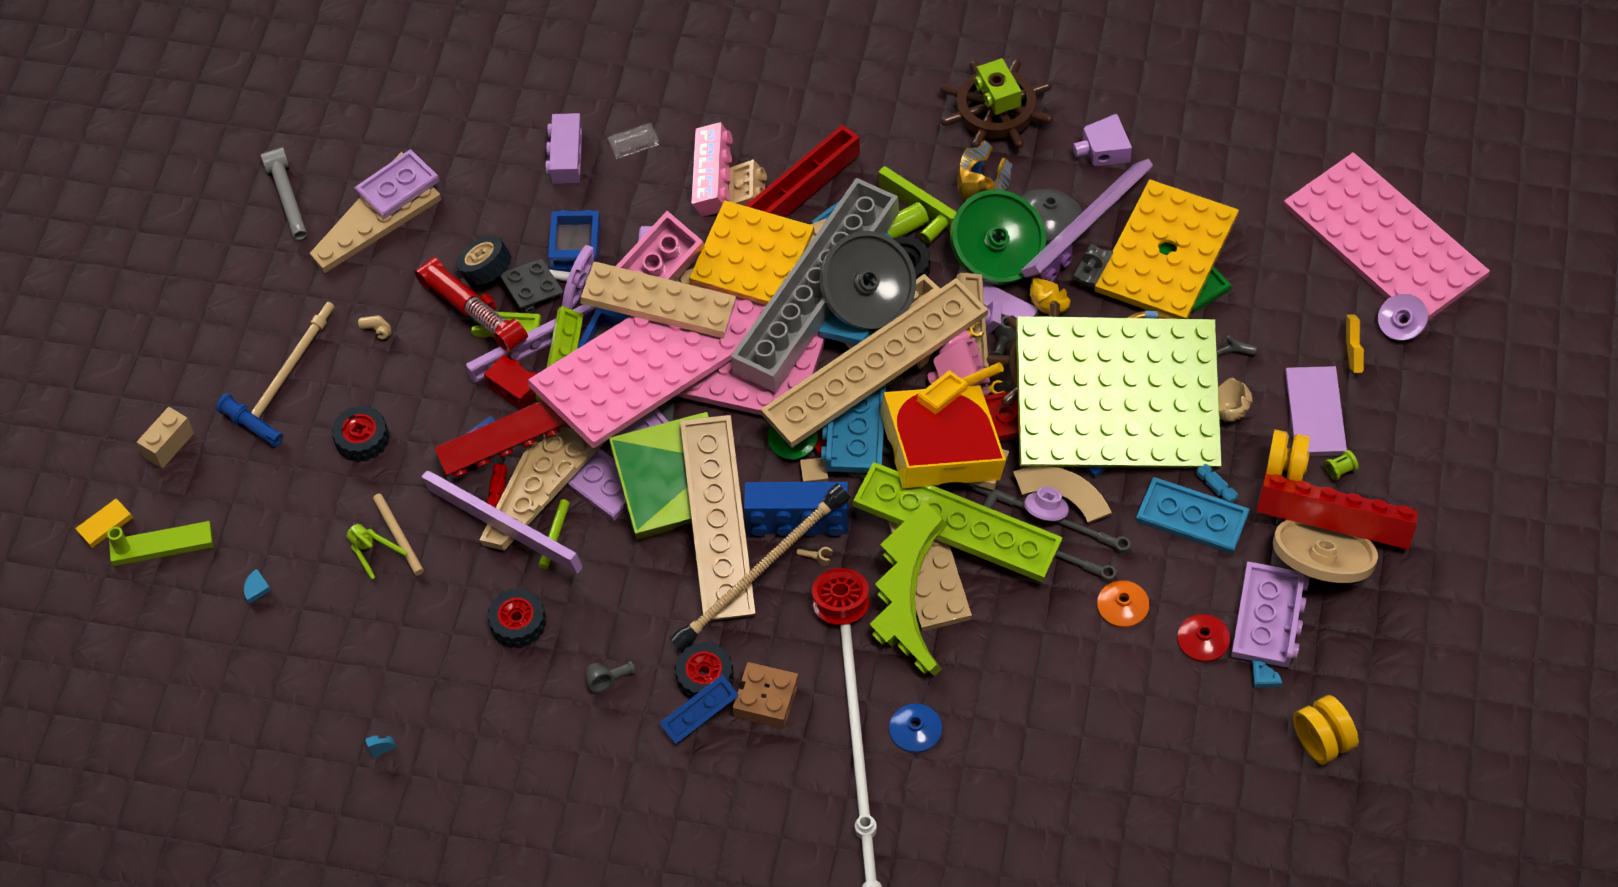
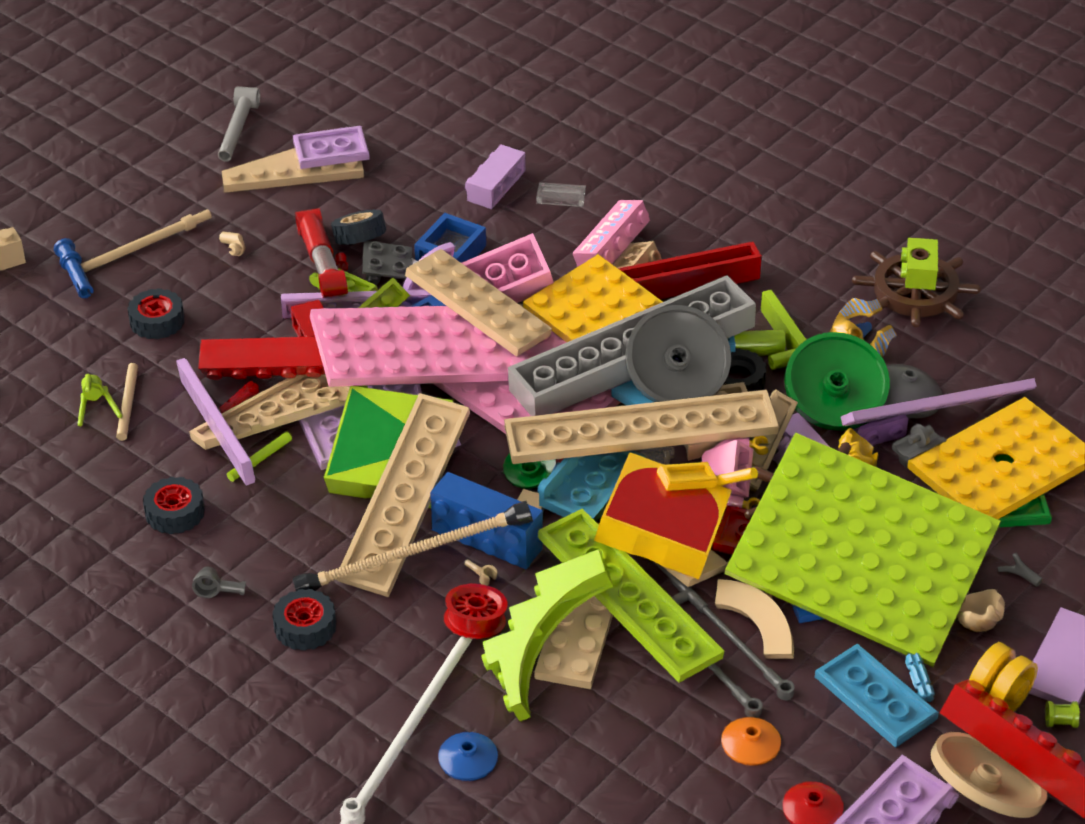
camera: 25 degrees right, 15 degrees down
(699, 708) = (273, 642): blue plate -> none
(766, 695) = (346, 663): medium nougat piece -> none
(1046, 504) = (732, 620): lavender piece -> none
(1104, 142) = (1001, 353): lavender torso -> none

